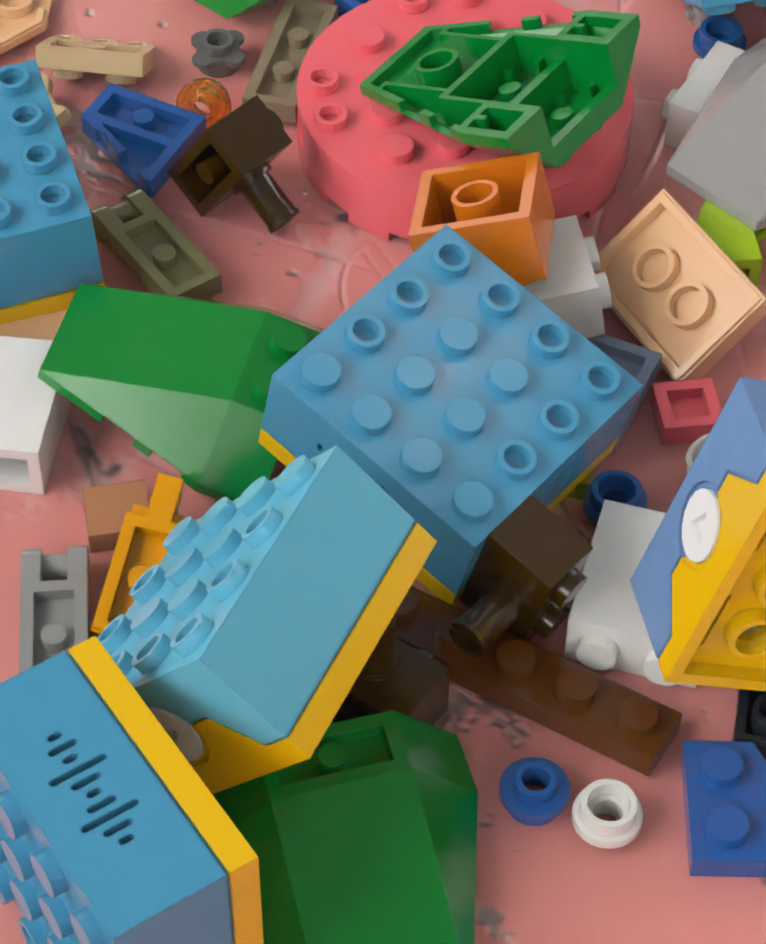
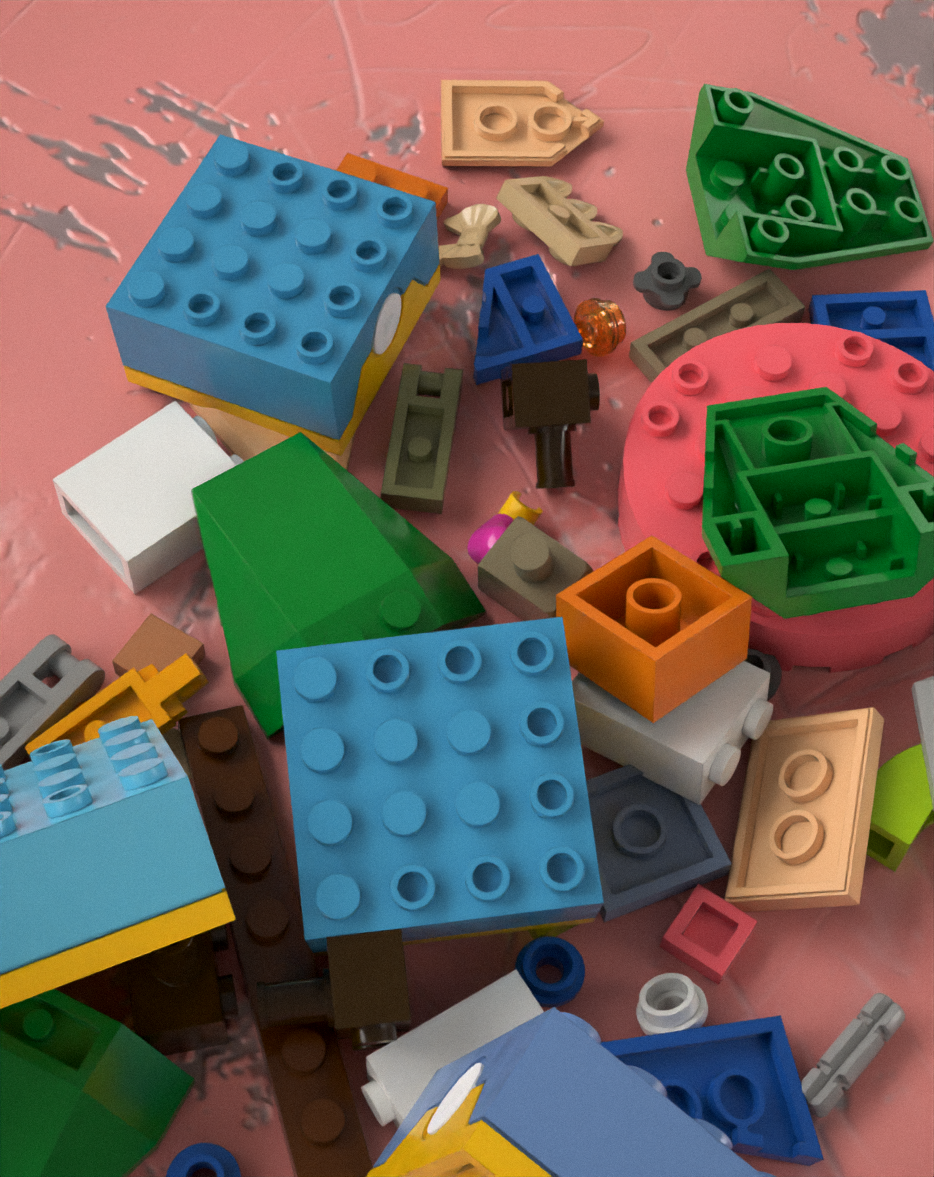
camera: 40 degrees right, 10 degrees up
(335, 263) = (522, 563): none -> dark tan torso

